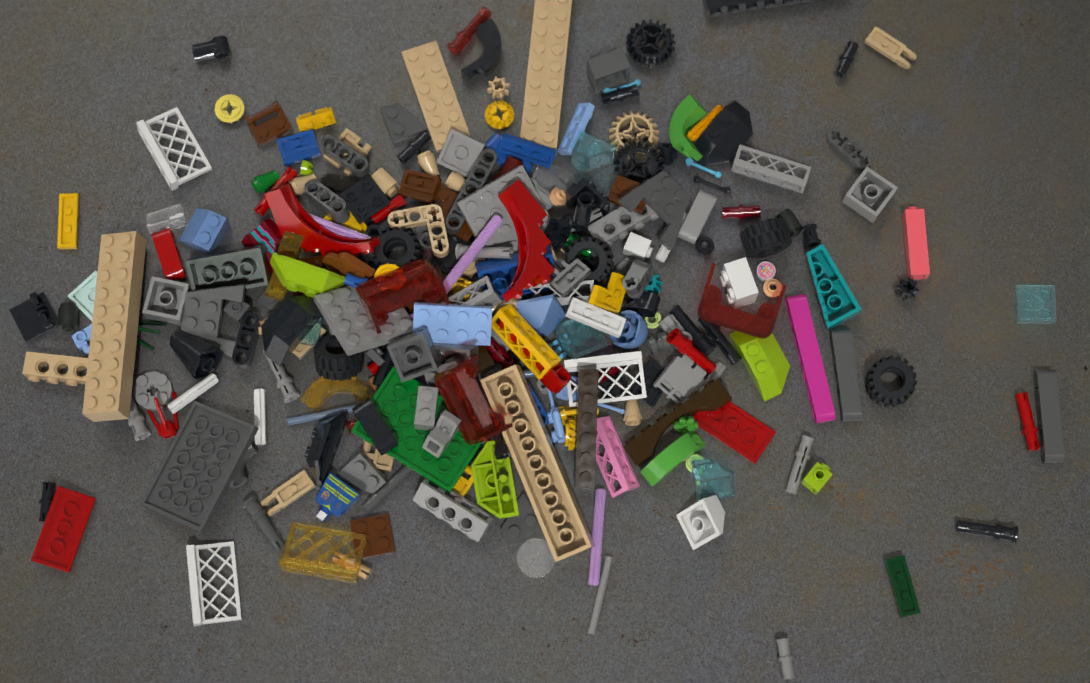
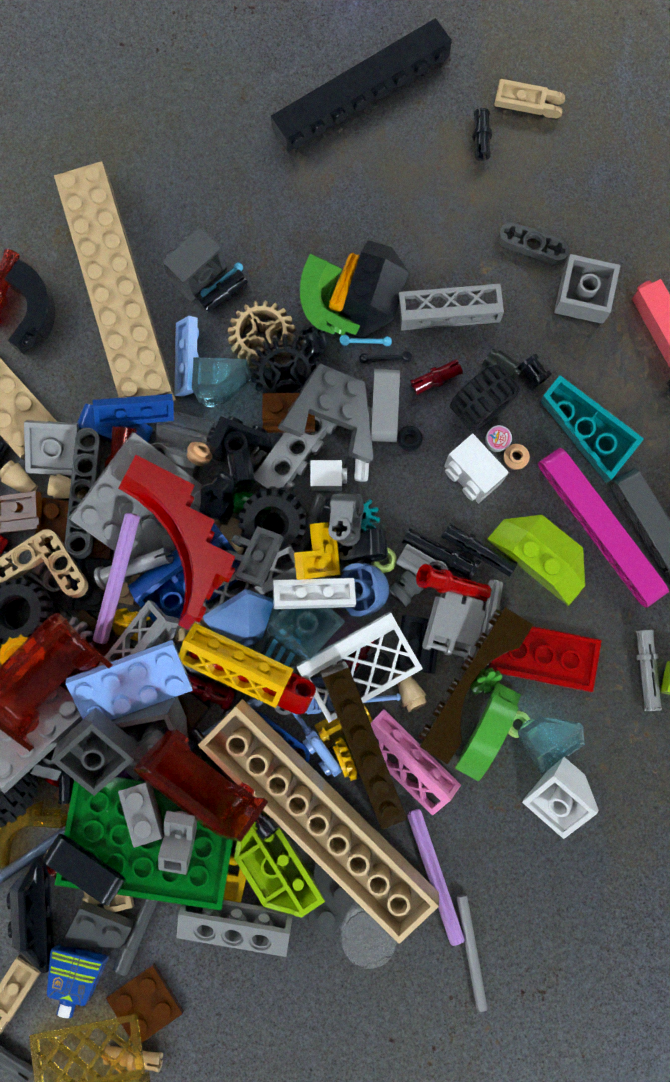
camera: 20 degrees left, 5 degrees up
(495, 121) = (81, 389): yellow gear -> none
(496, 83) = (71, 349): tan gear -> none
(645, 30) = (230, 198): black gear -> none
(754, 325) = (522, 513): clear red windscreen -> none

